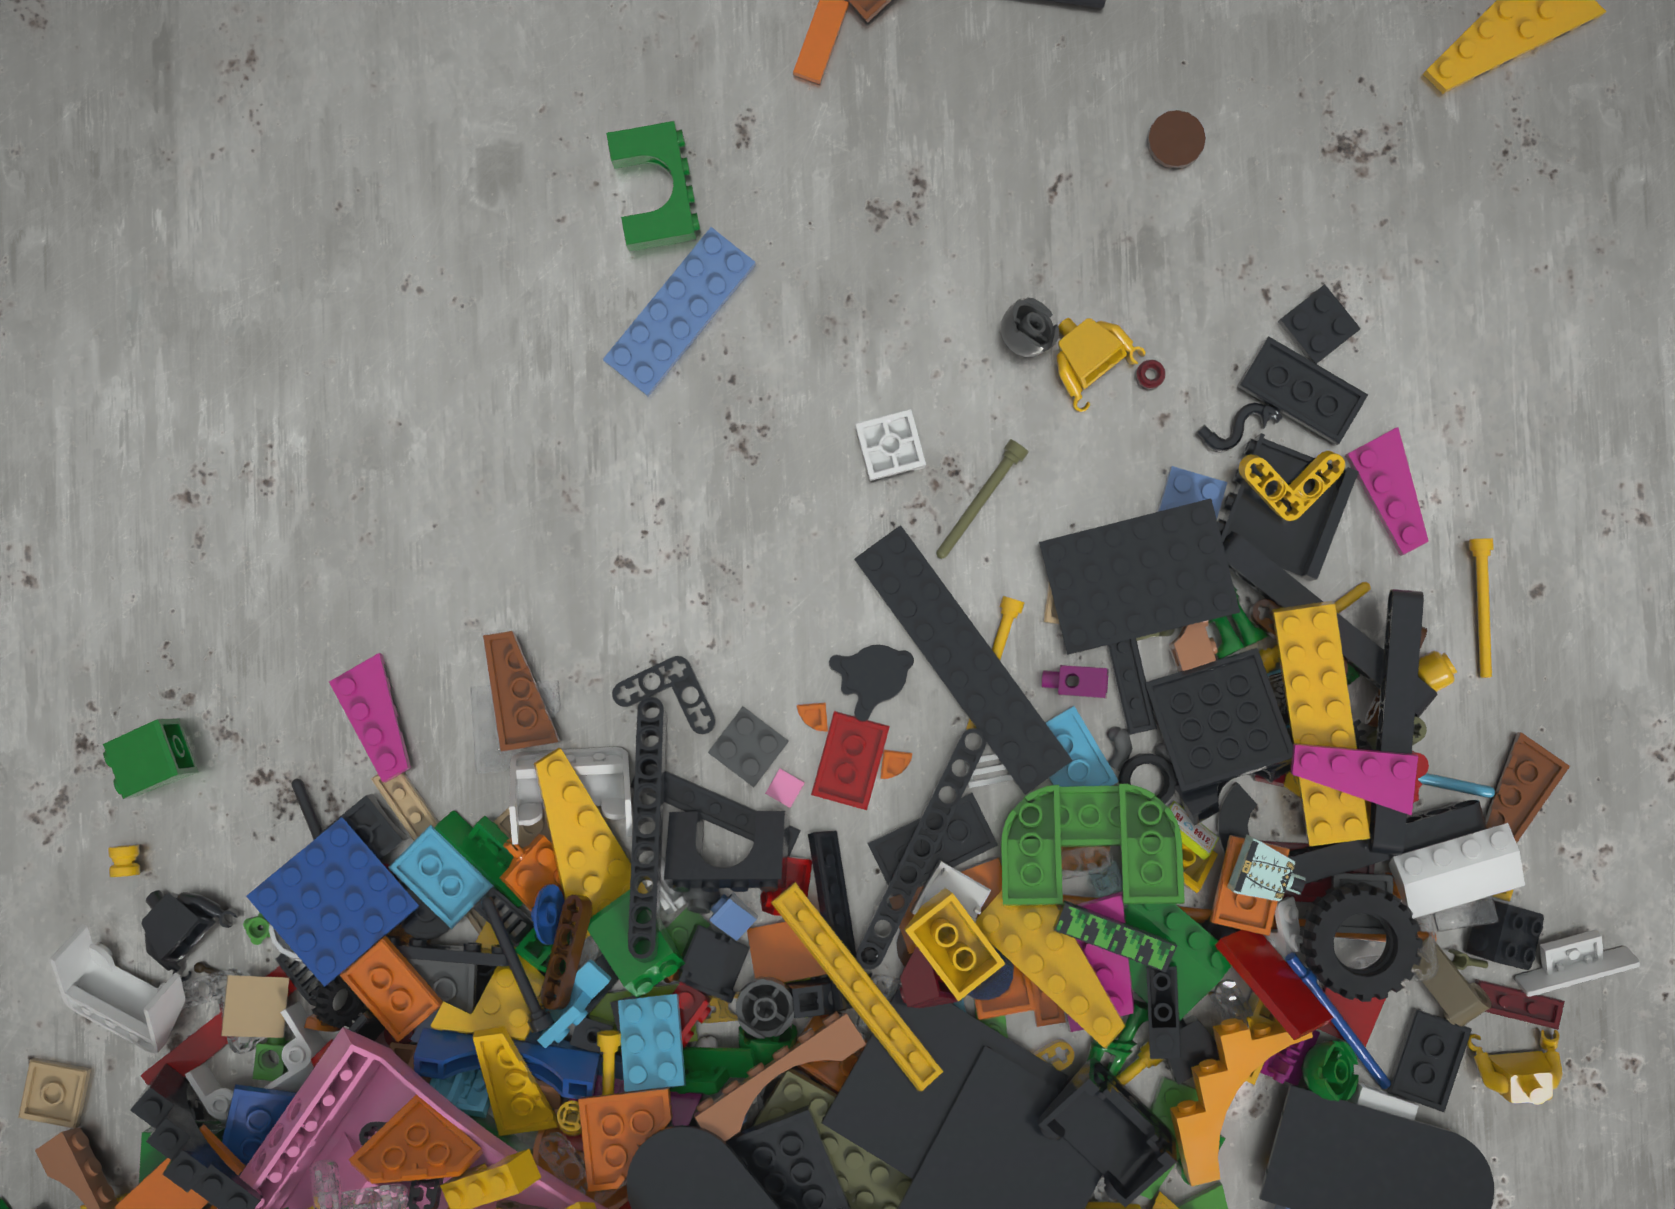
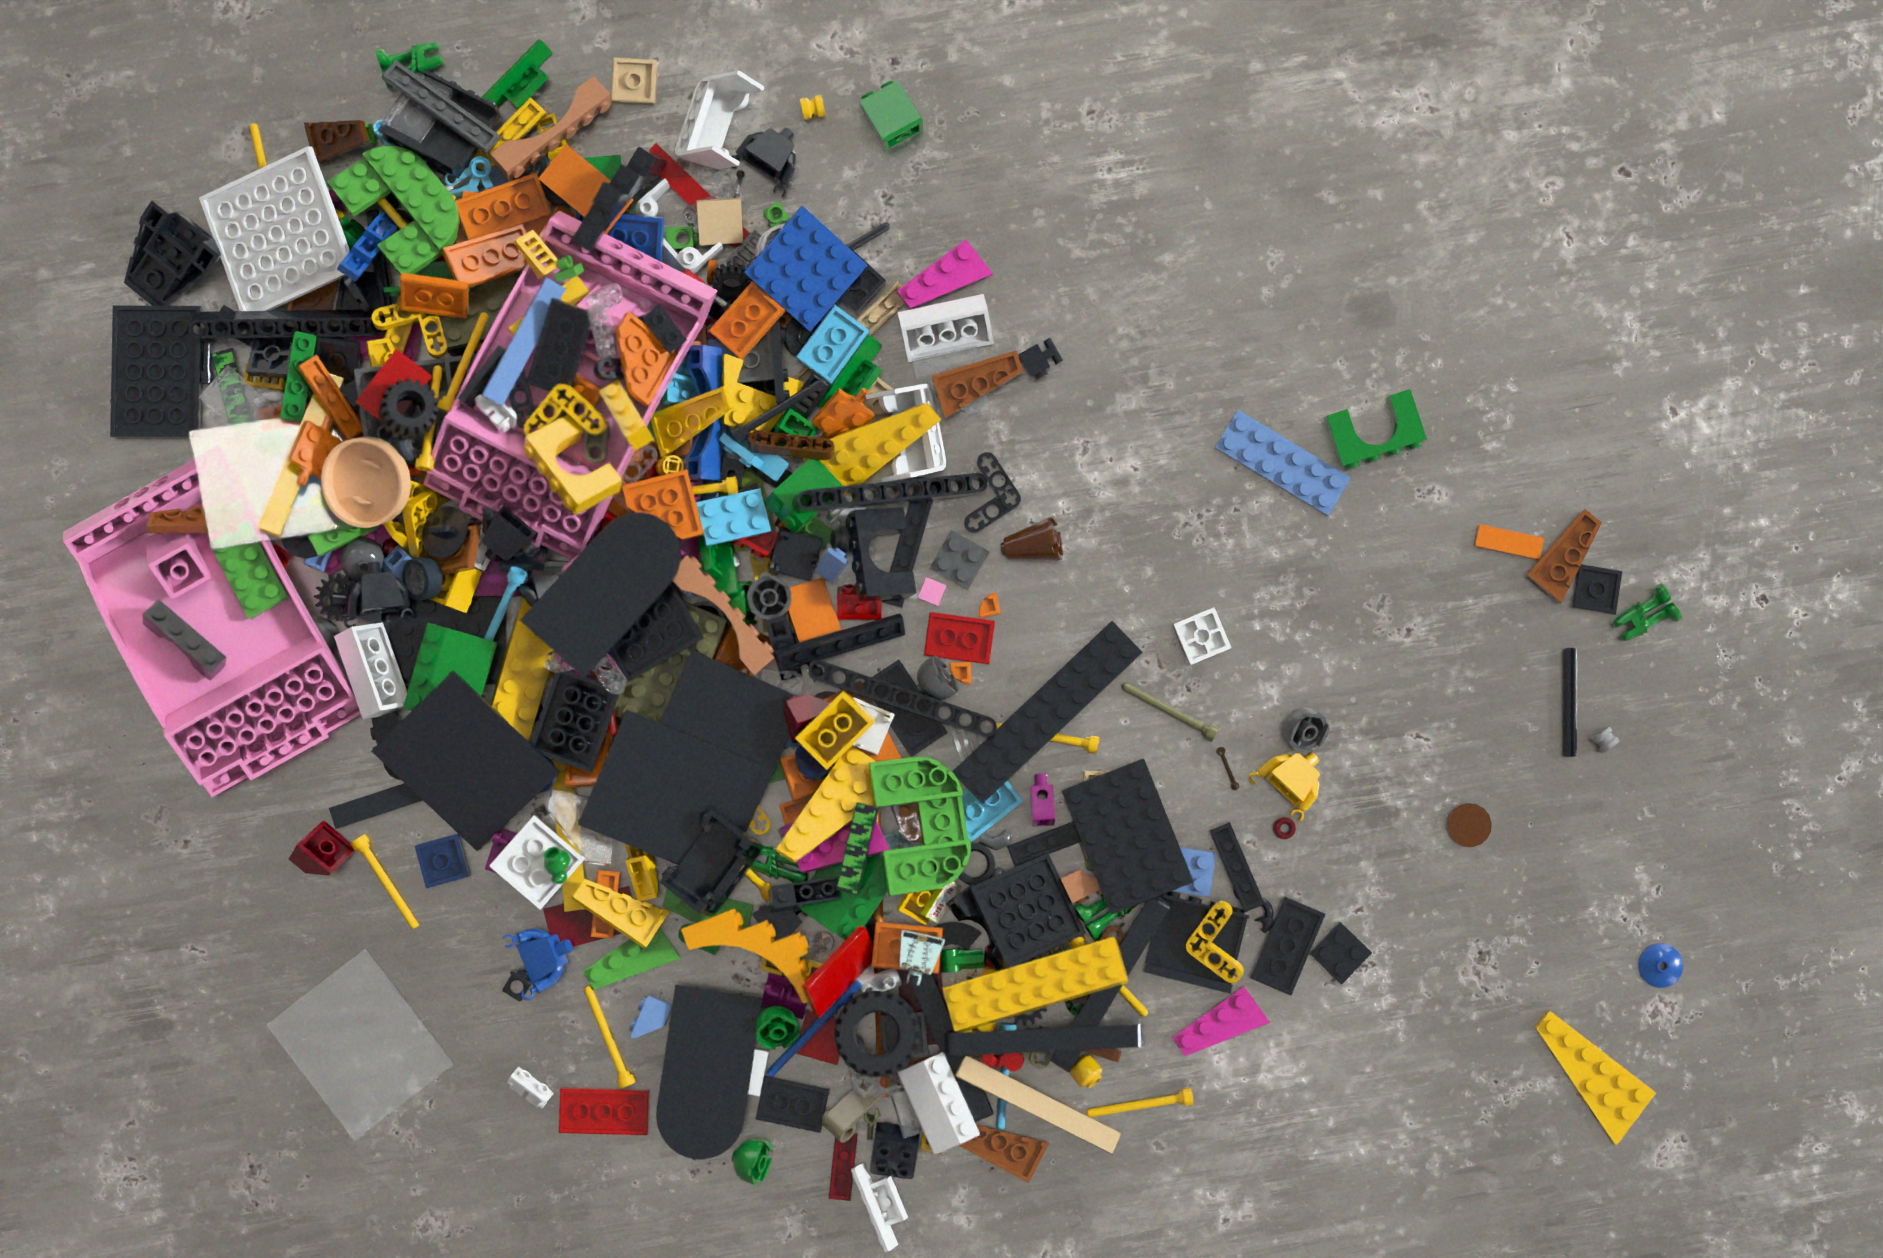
camera: 80 degrees right, 0 degrees up
(380, 1111) = (664, 328): none -> black bracket
(440, 723) = (946, 327): none -> white slope
(501, 612) = (1035, 361): none -> black brick
(547, 913) = (818, 427): blue dish -> none
(739, 645) = (1034, 542): none -> reddish brown cone
(857, 987) = (794, 663): yellow tile -> none
(873, 675) = (1026, 646): black tile -> none
(901, 800) = (935, 680): none -> dark grey cylinder
(1041, 441) = (1221, 751): none -> dark brown hinge
(1195, 440) = (1237, 867): none -> black tile
(1269, 823) = (955, 959): none -> green piece
(1367, 774) = (1002, 1016): dark pink wing -> none
(1472, 741) = (1038, 1104): none -> tan tile
(1501, 1125) = (751, 1161): none -> green cylinder
(1523, 1074) = (792, 1173): yellow torso -> none

